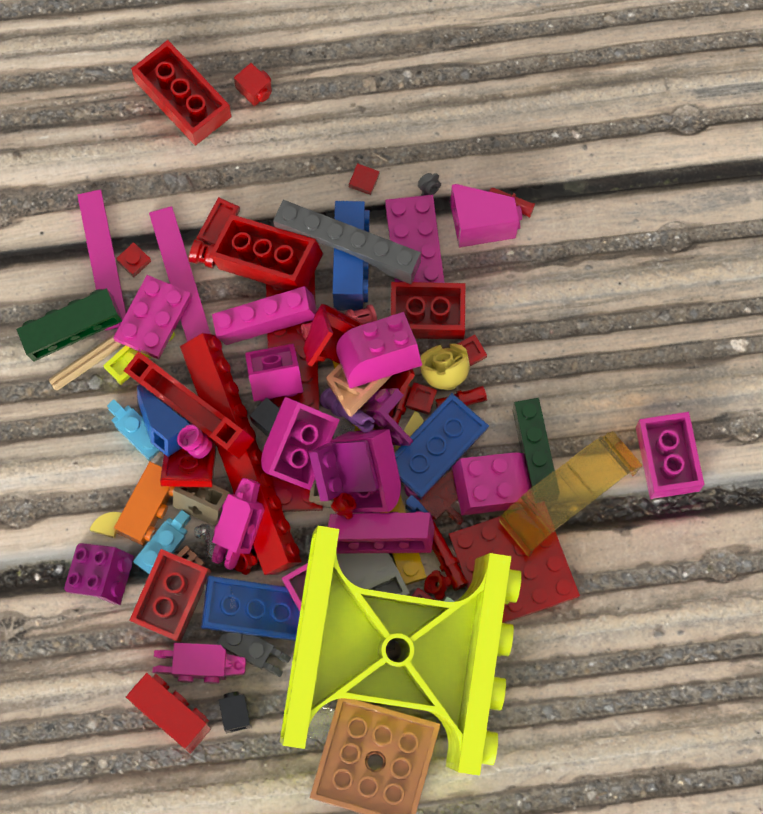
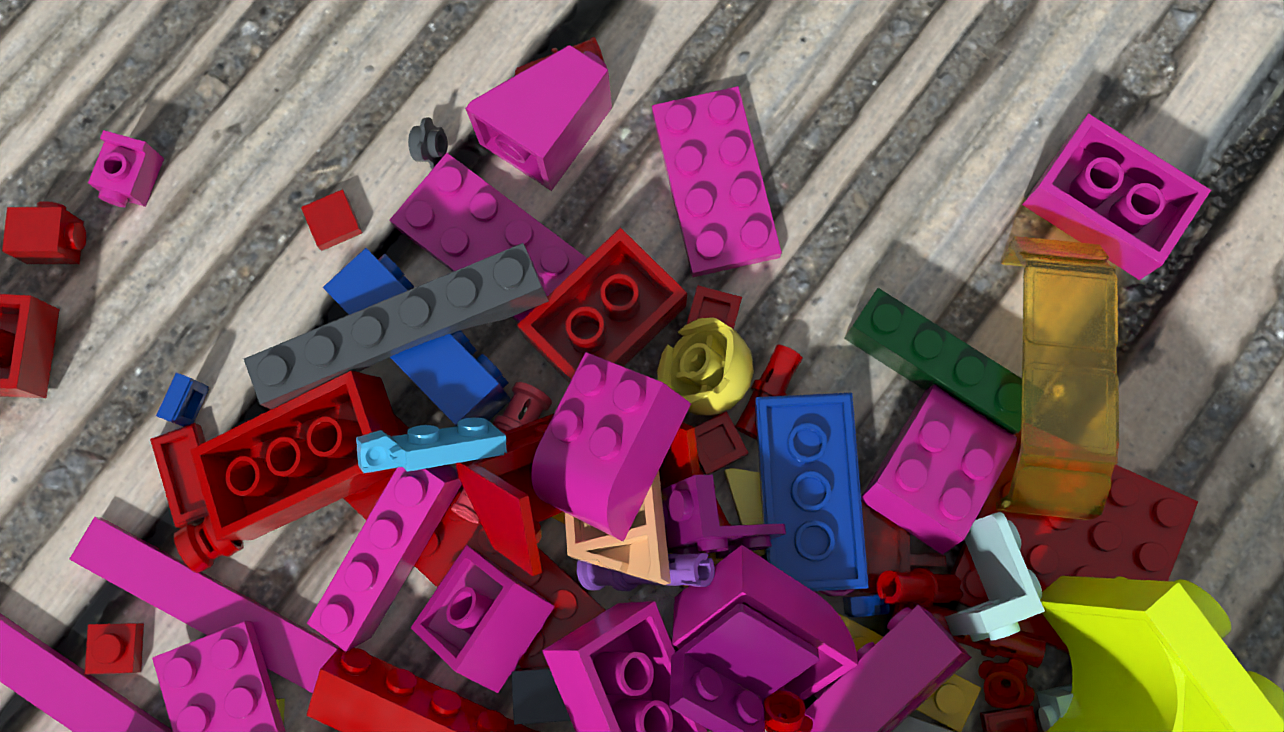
camera: 40 degrees left, 5 degrees up
(244, 194) = (183, 400): none -> blue tile
(307, 94) = (125, 170): none -> dark pink brick
(316, 290) = (430, 447): none -> medium azure hinge
(440, 516) = (918, 587): none -> red axle
(456, 545) = (1010, 586): none -> light aqua bracket
(525, 304) = (716, 182): none -> dark pink plate

